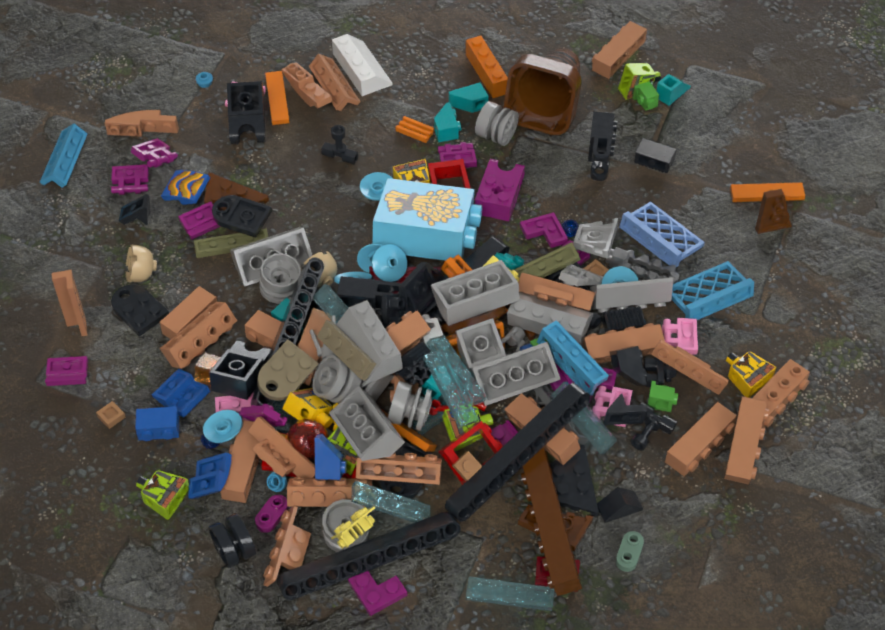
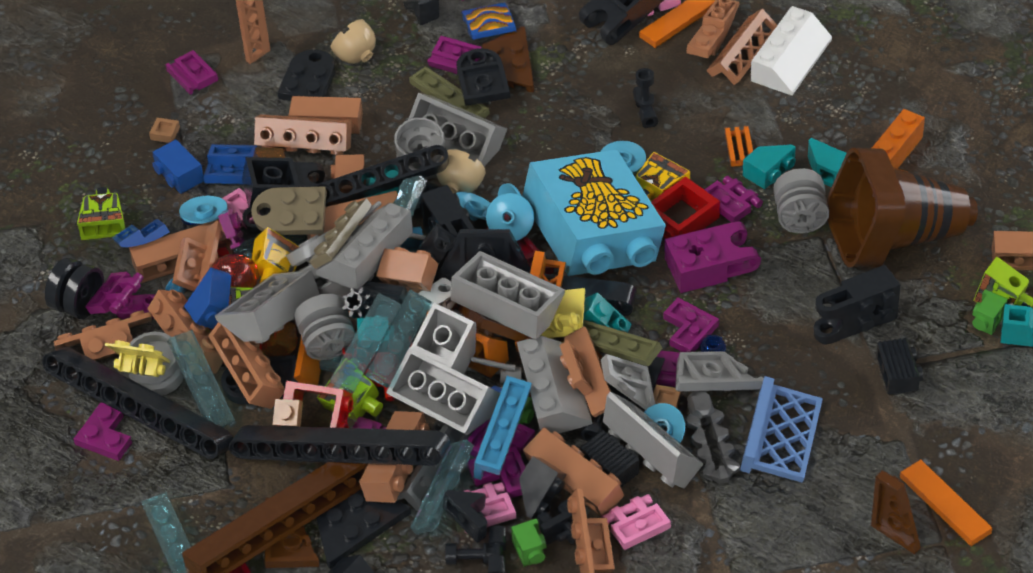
camera: 60 degrees right, 5 degrees down
(252, 520) = (114, 293): none -> magenta plate
(717, 299) = (723, 529): dark azure fence -> none

